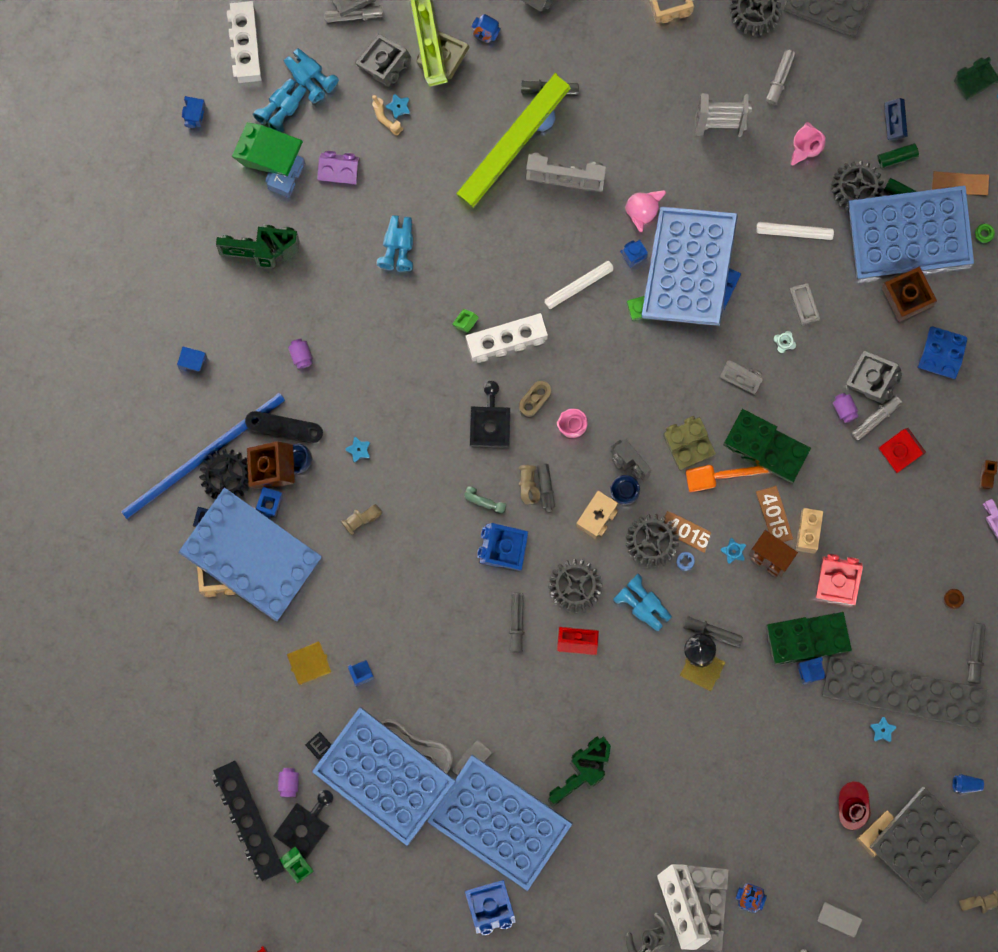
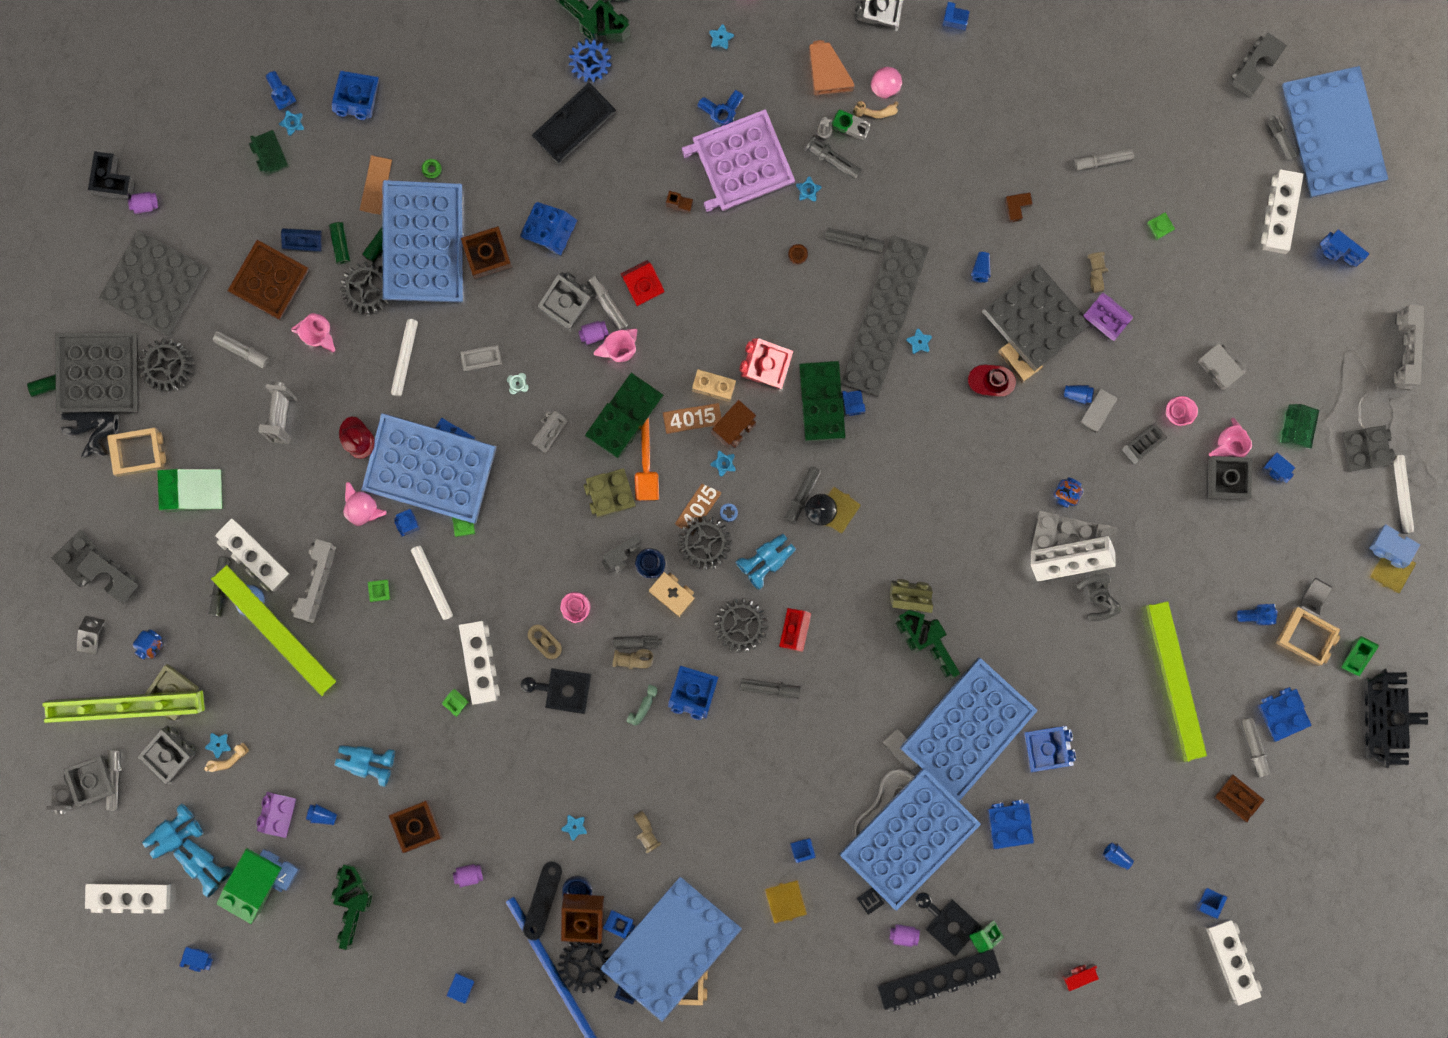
camera: 85 degrees left, 5 degrees up
(341, 297) = (415, 826): none -> reddish brown brick
(342, 208) = (320, 815): none -> blue cone
(409, 876) = (1010, 824): none -> blue plate
(564, 235) = (379, 590): none -> bright green plate
(569, 139) = (278, 573): none -> white brick
(625, 749) = (911, 596): none -> olive plate
(638, 47) = (189, 489): none -> slope
(709, 194) = (356, 438): none -> dark red piece
(836, 433) = (618, 345): none -> bright pink piece
(852, 94) = (268, 279): none -> reddish brown plate
(853, 899) = (1079, 393): none -> blue cone
(936, 918) = (1108, 316): none -> medium lavender bracket

